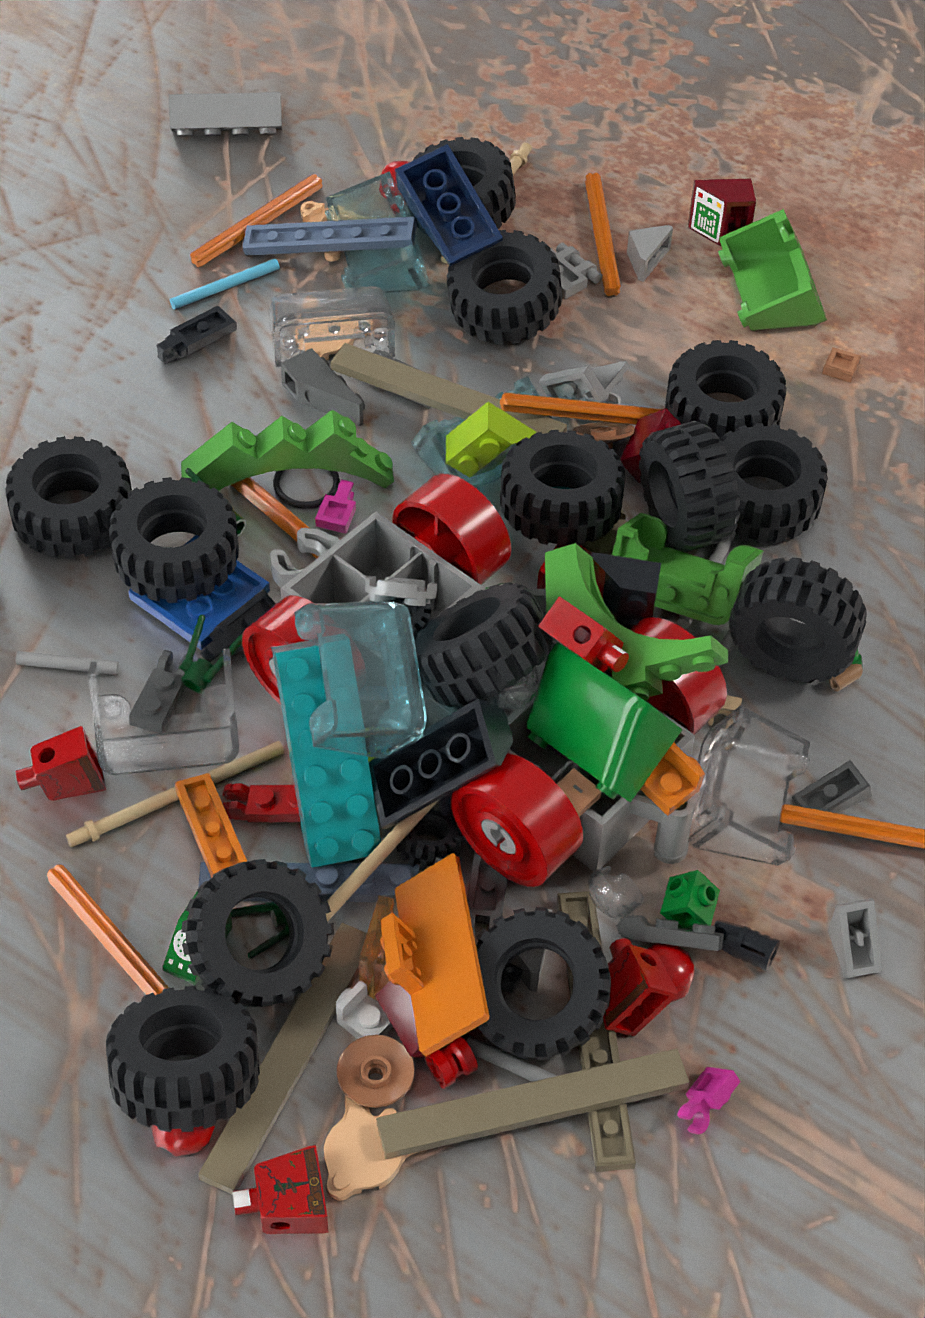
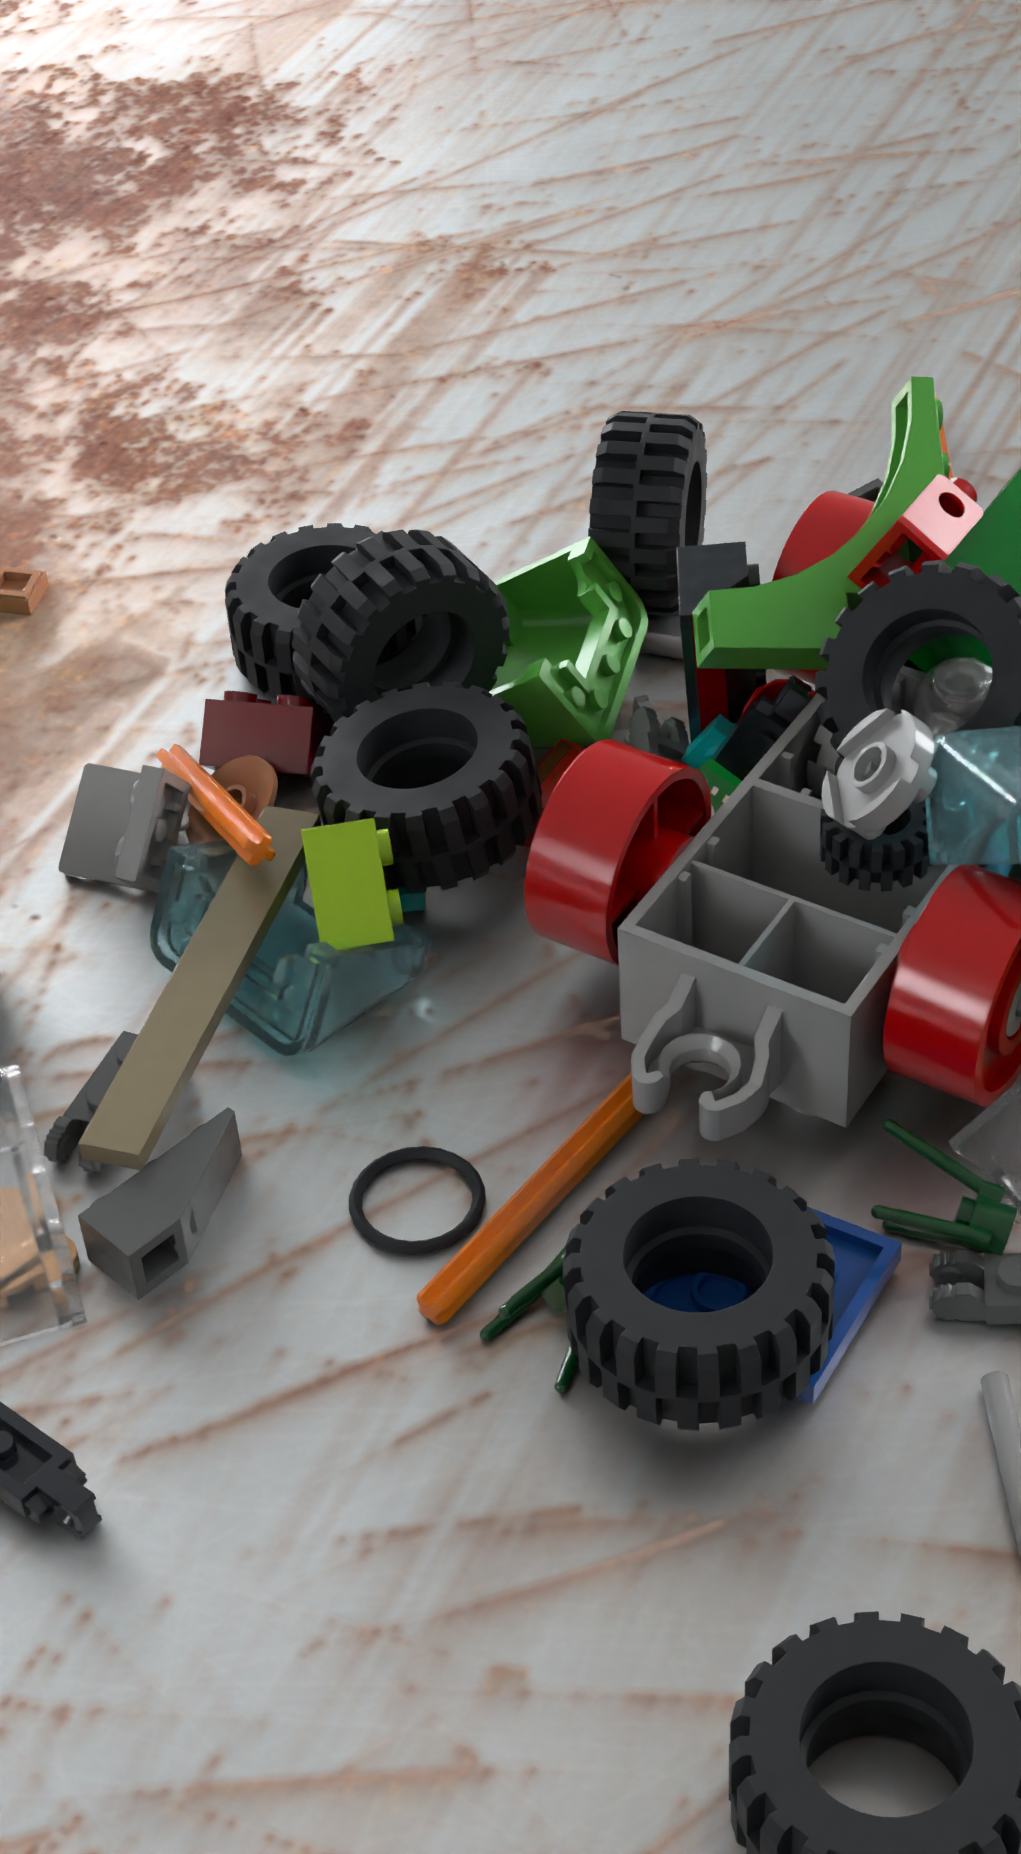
camera: 95 degrees left, 10 degrees down
(61, 468) = (602, 1624): black tyre -> none
(234, 625) = (845, 1193): black hinge -> none
(285, 445) = (423, 1203): bright green arch -> none
(338, 510) = (497, 1124): dark pink plate -> none
(729, 370) = (134, 667): black tyre -> none

